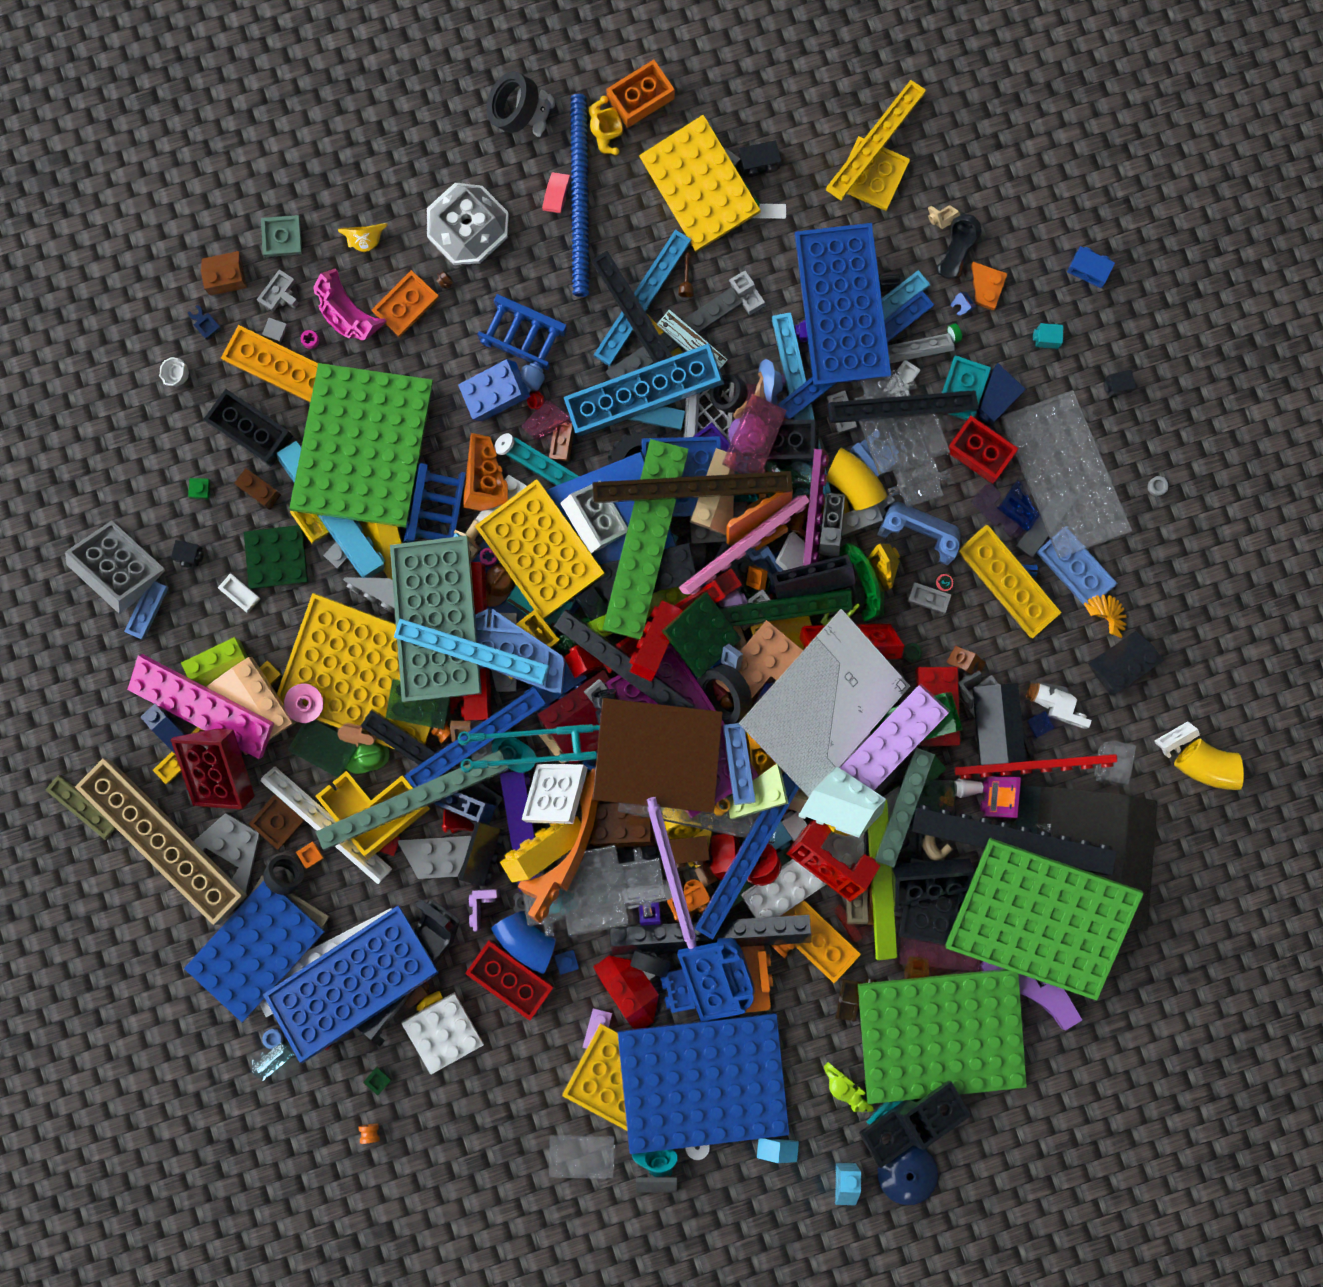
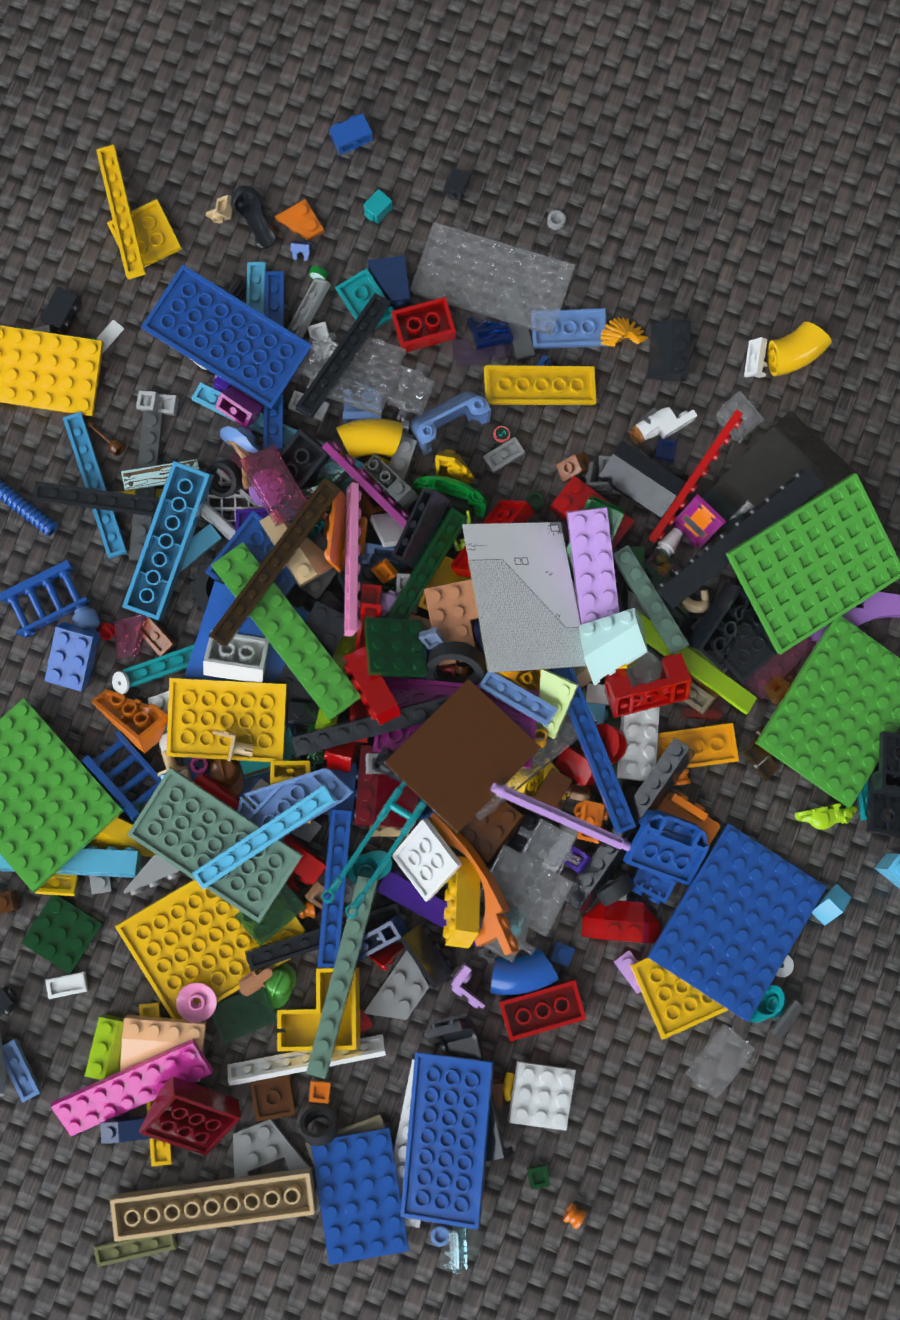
camera: 50 degrees left, 0 degrees up
(524, 573) = (236, 747): none -> tan bracket
(794, 358) = (238, 407): none -> magenta brick

